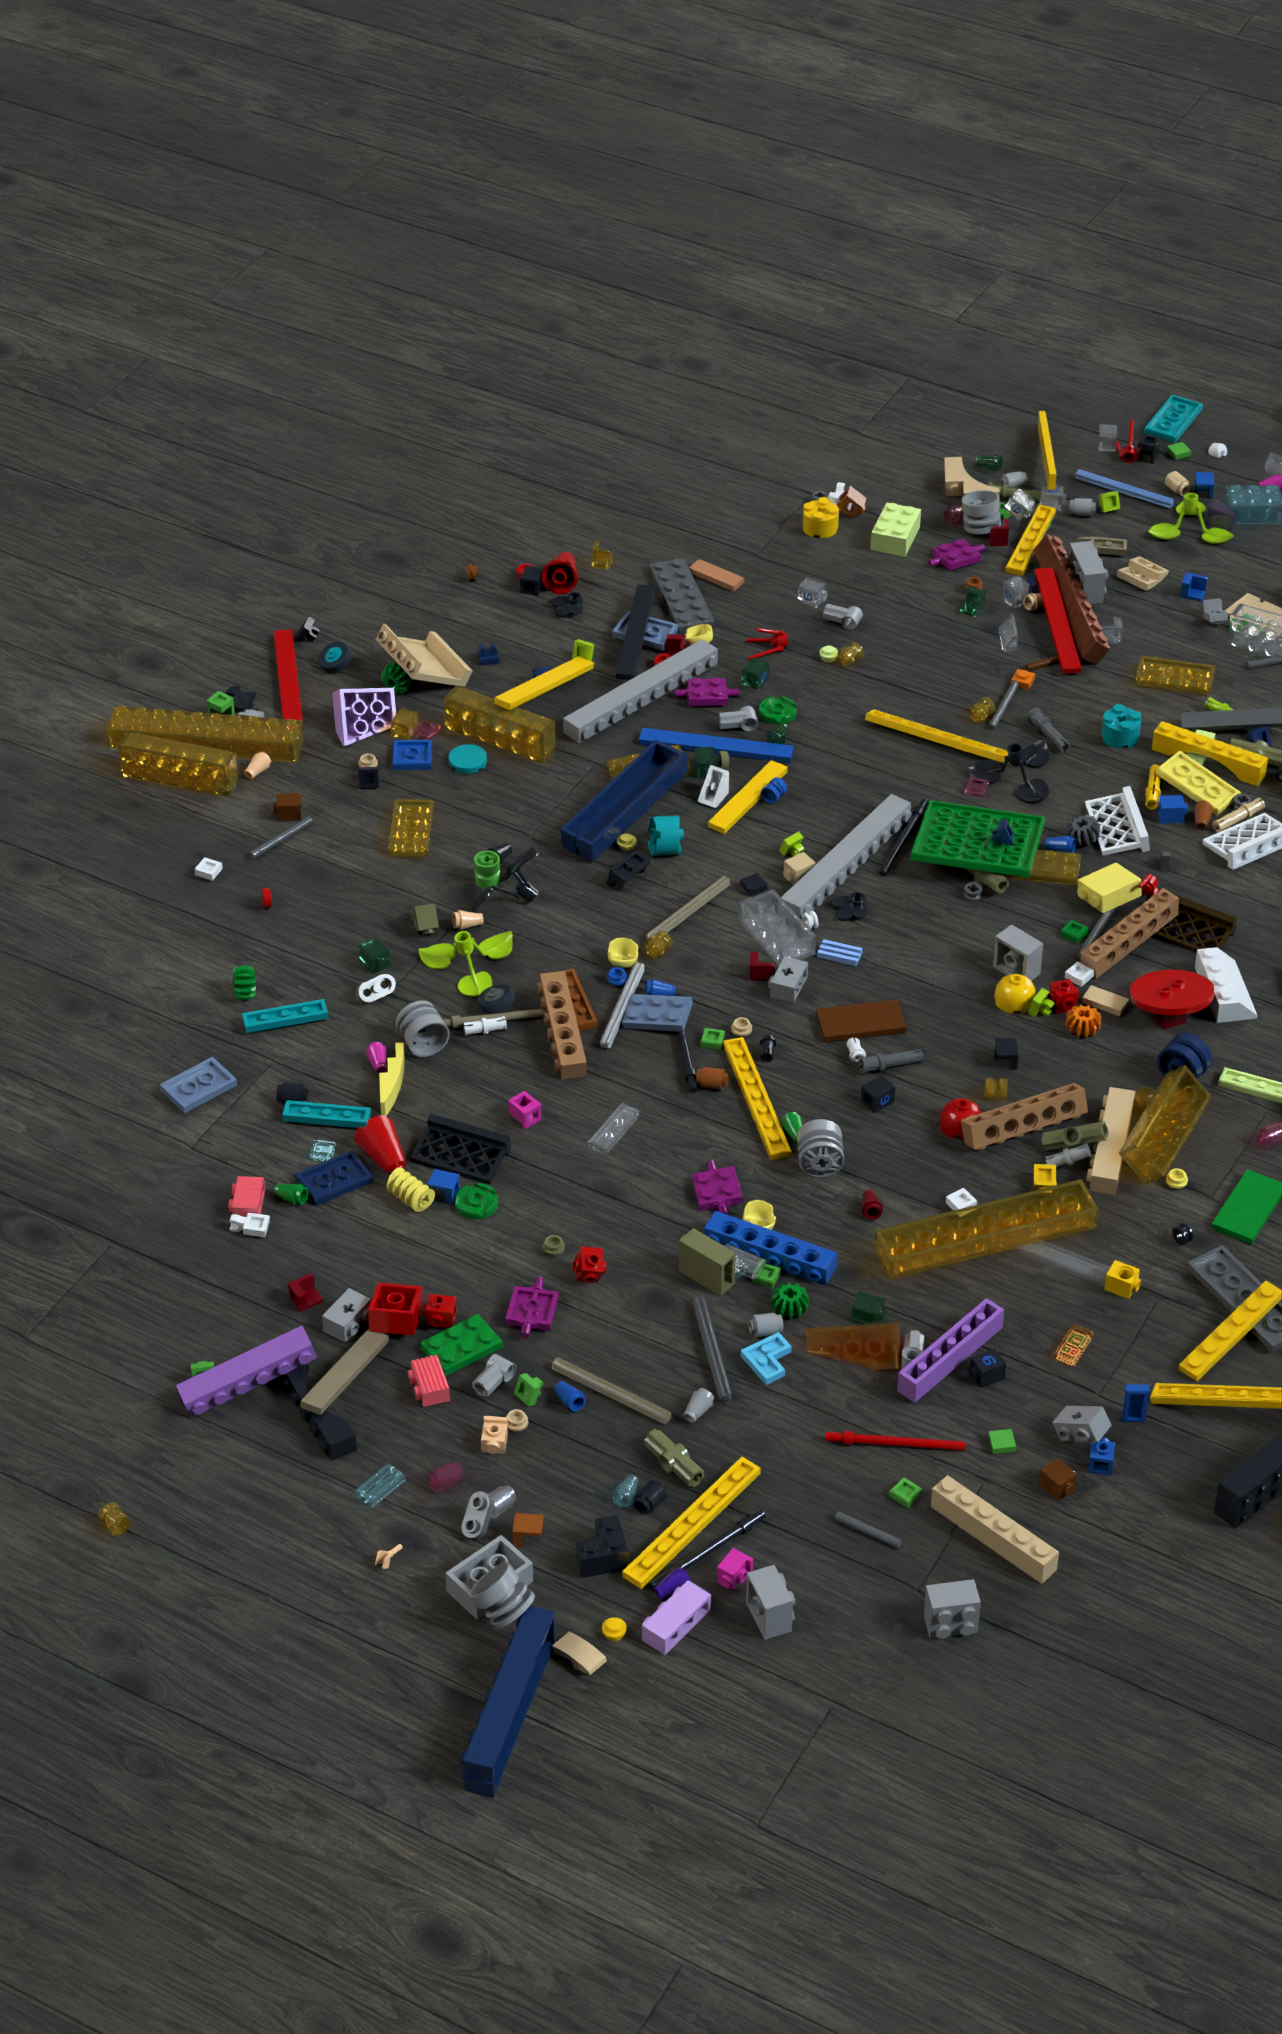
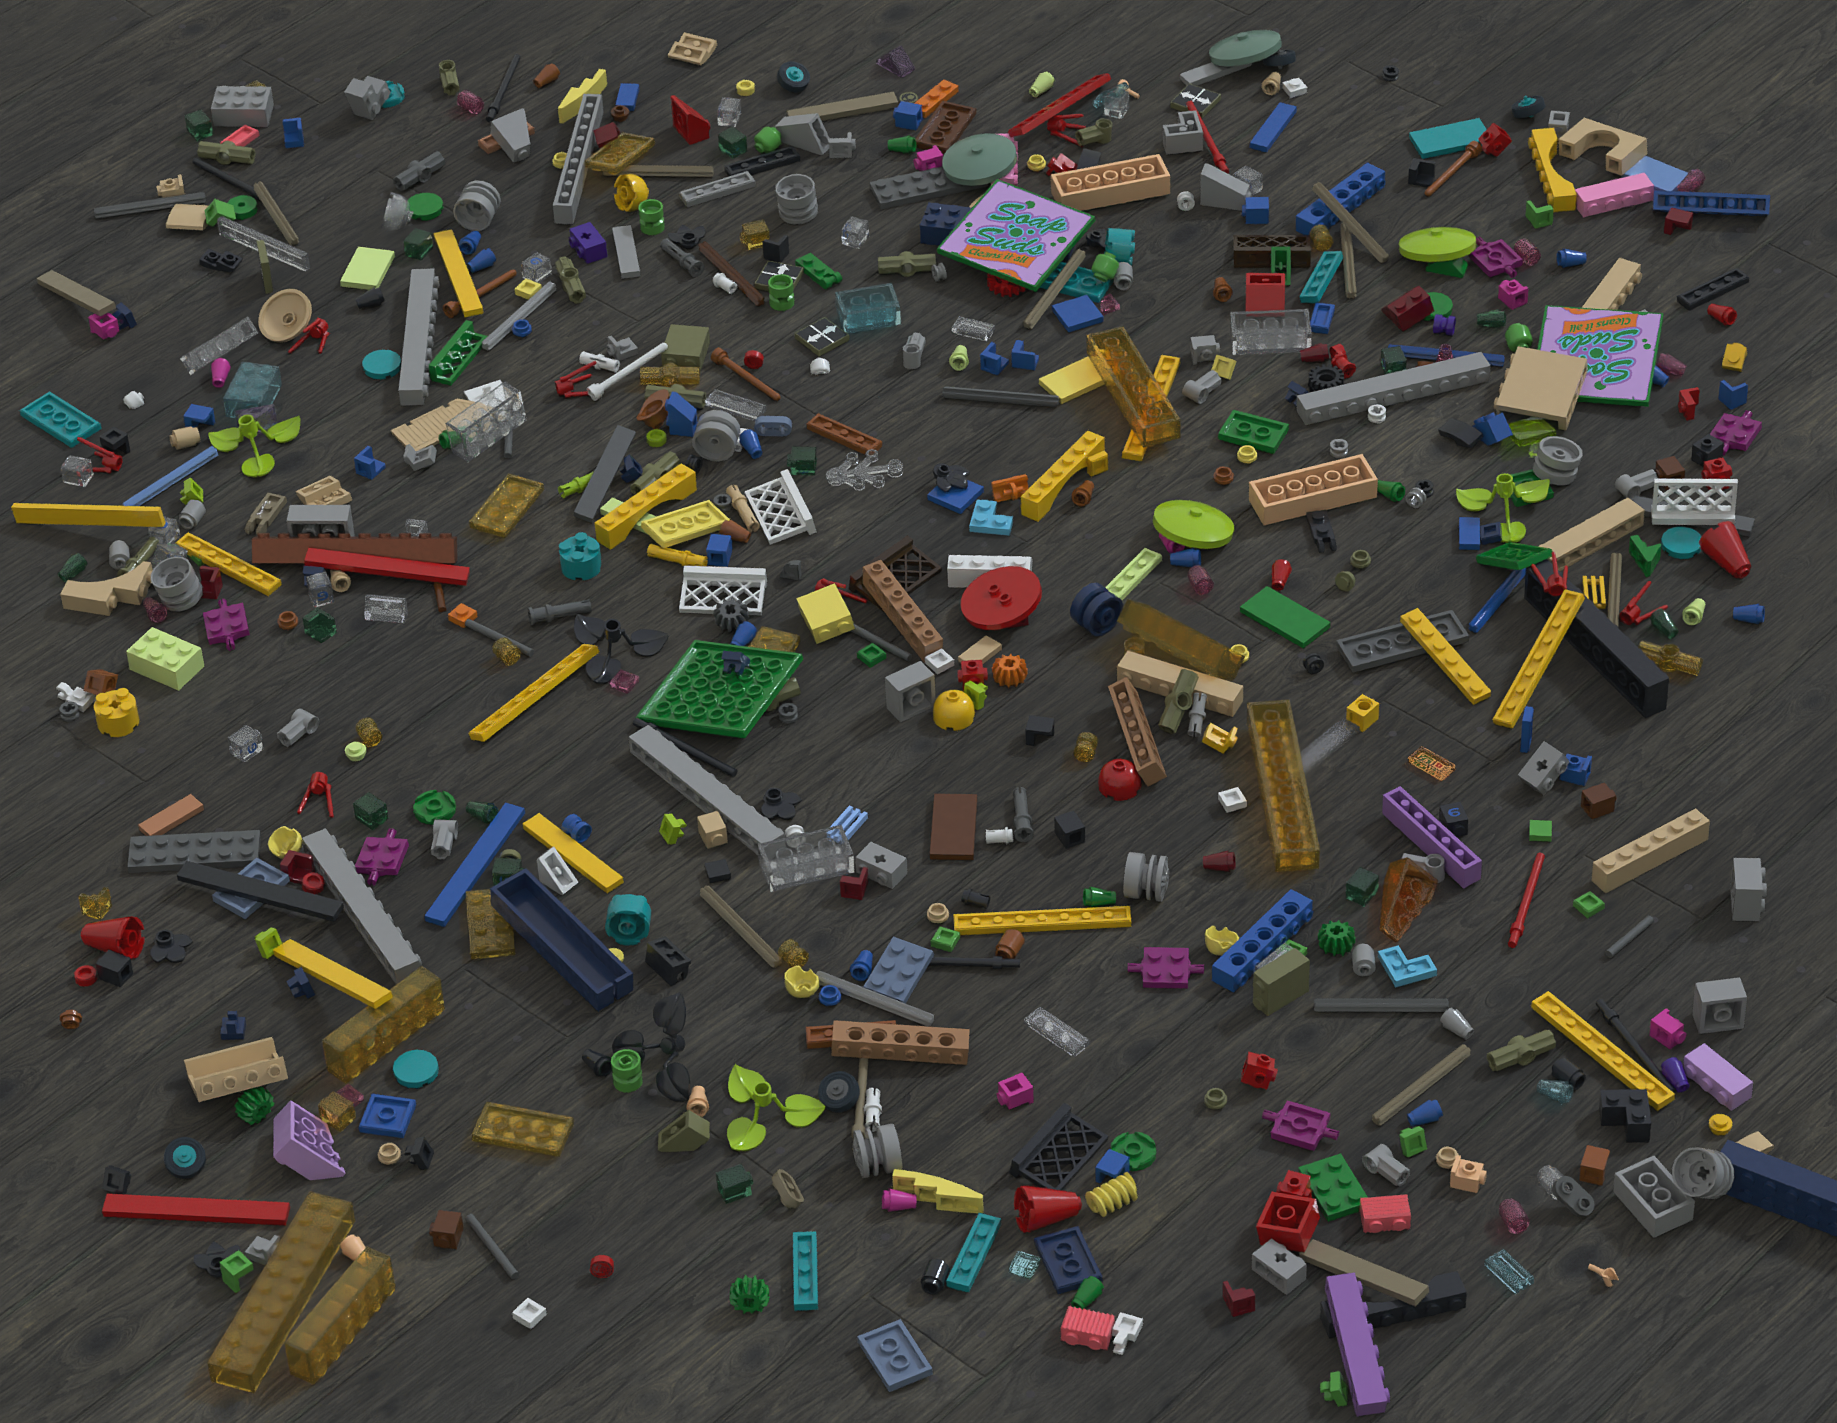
camera: 75 degrees left, 0 degrees up
(1178, 450) = (123, 424): bright green tile -> none

